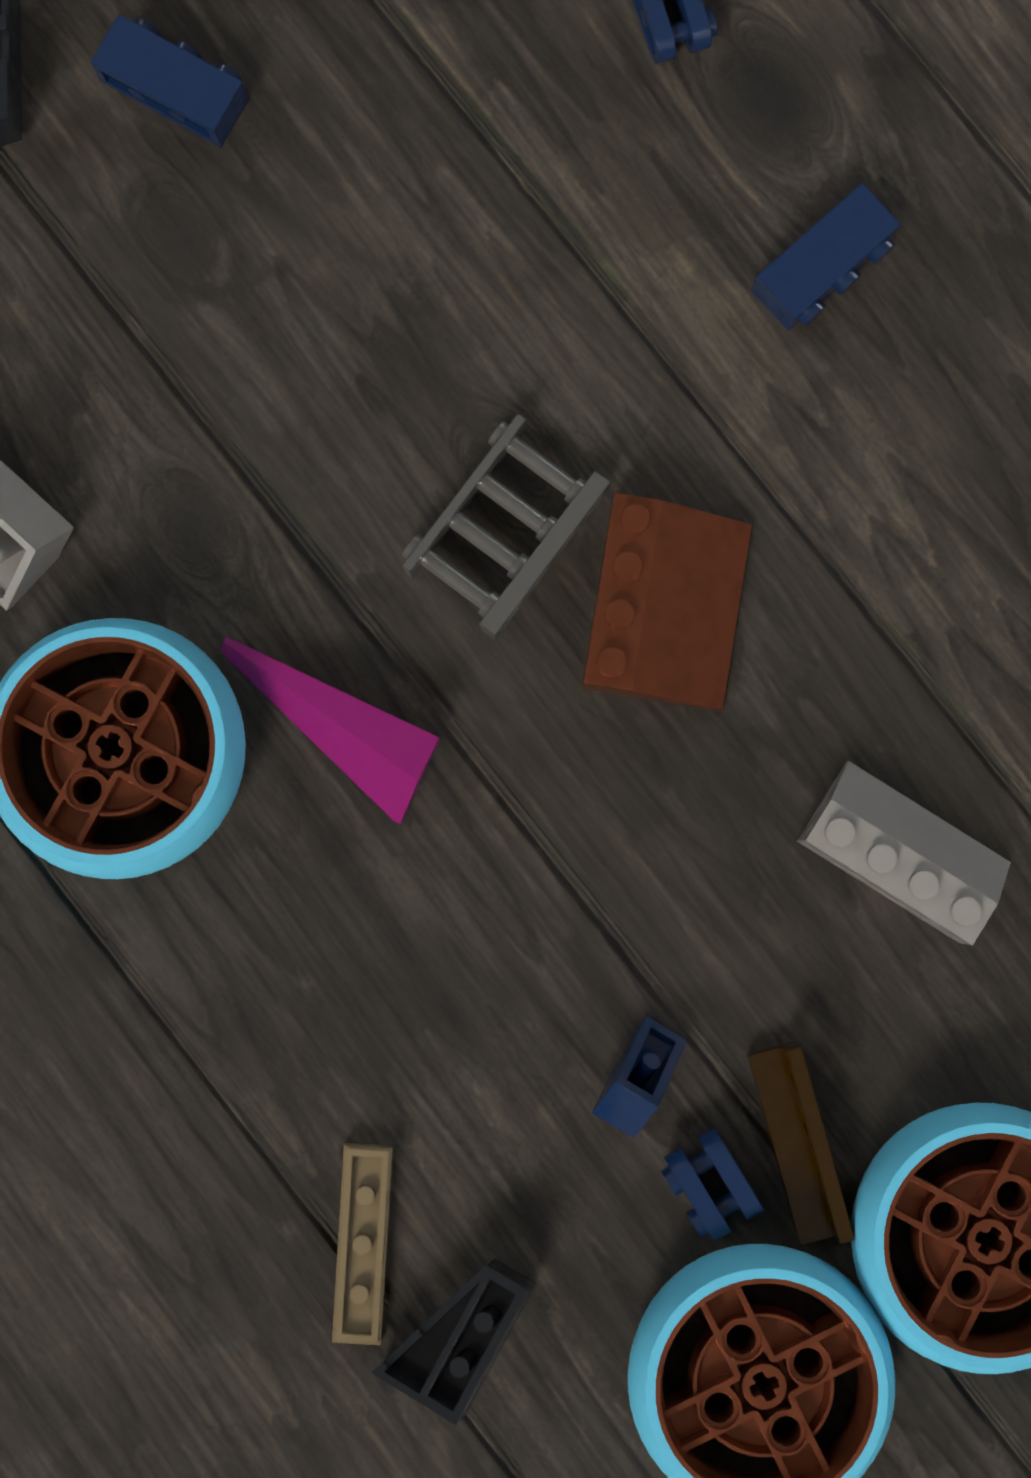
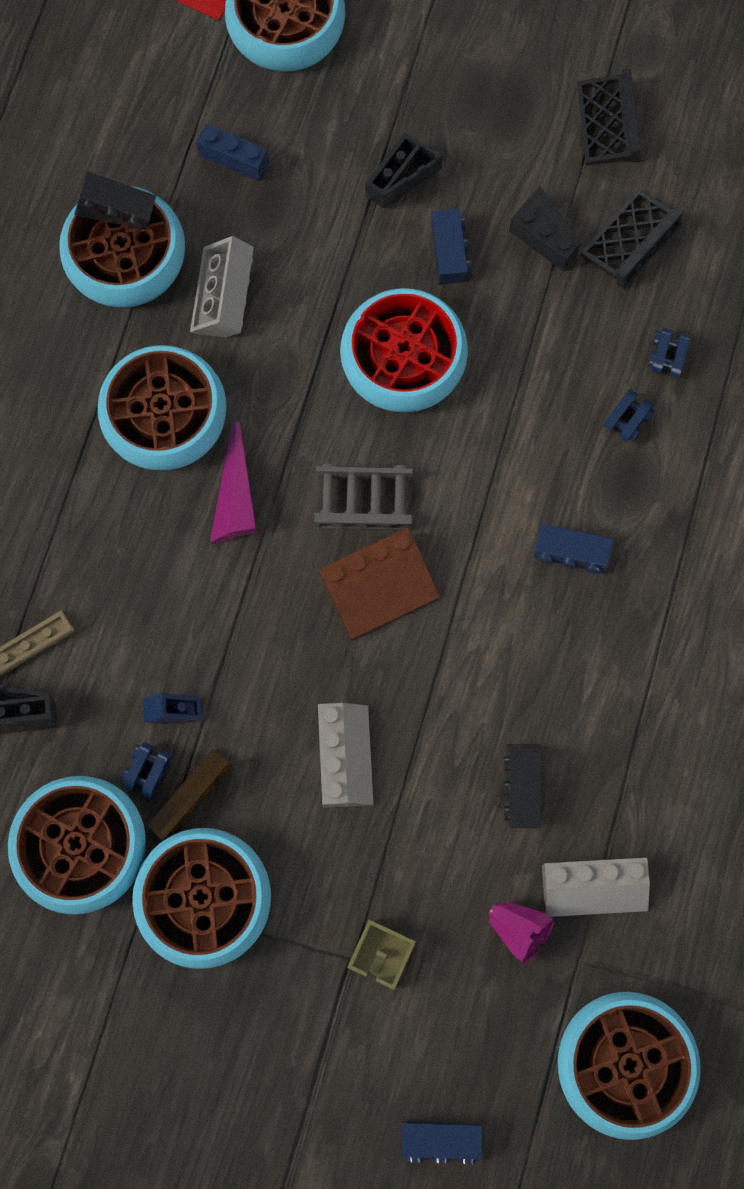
camera: 60 degrees right, 10 degrees down
(222, 317) = (367, 329): none -> red wheel

